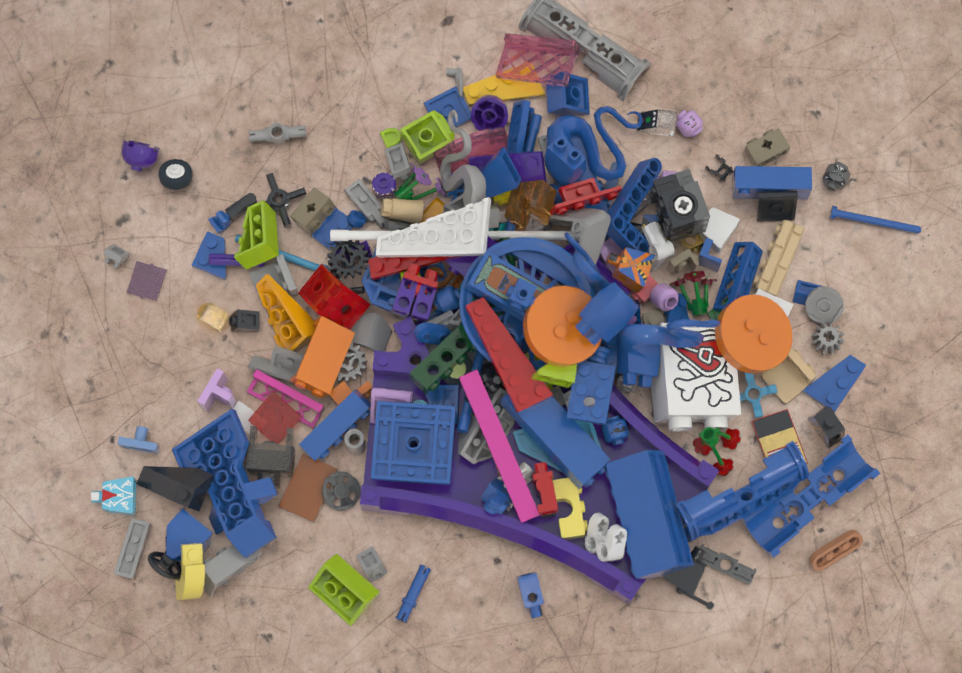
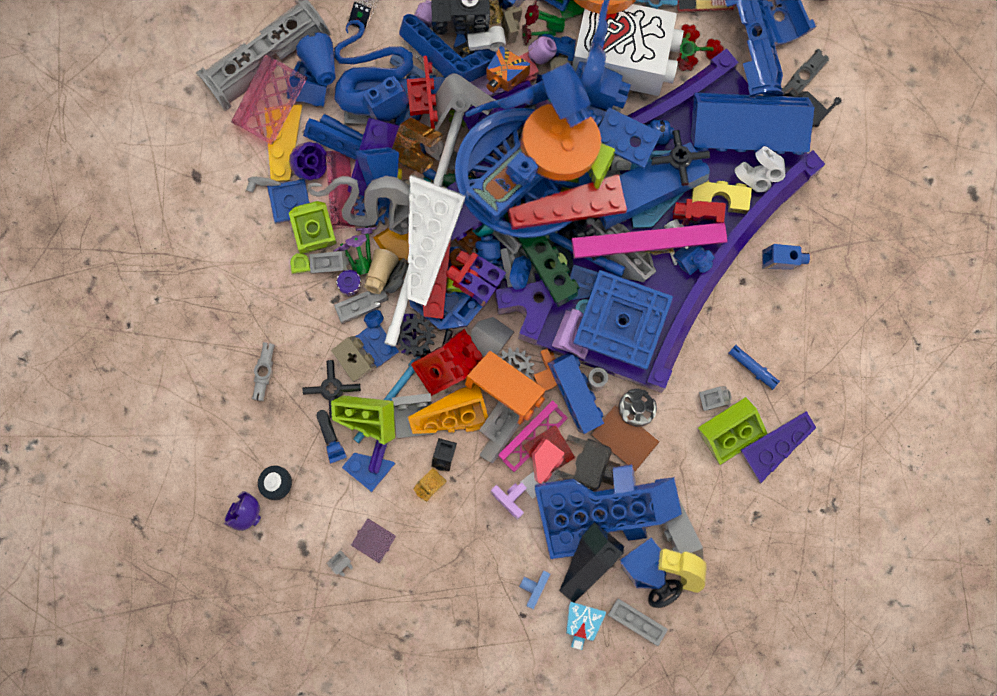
camera: 85 degrees left, 5 degrees up
(263, 413) = (544, 459): none -> coral slope
(337, 634) = (770, 450): none -> dark purple wing
(588, 457) = (680, 151): none -> black bar
(591, 92) = (318, 57): none -> blue cone

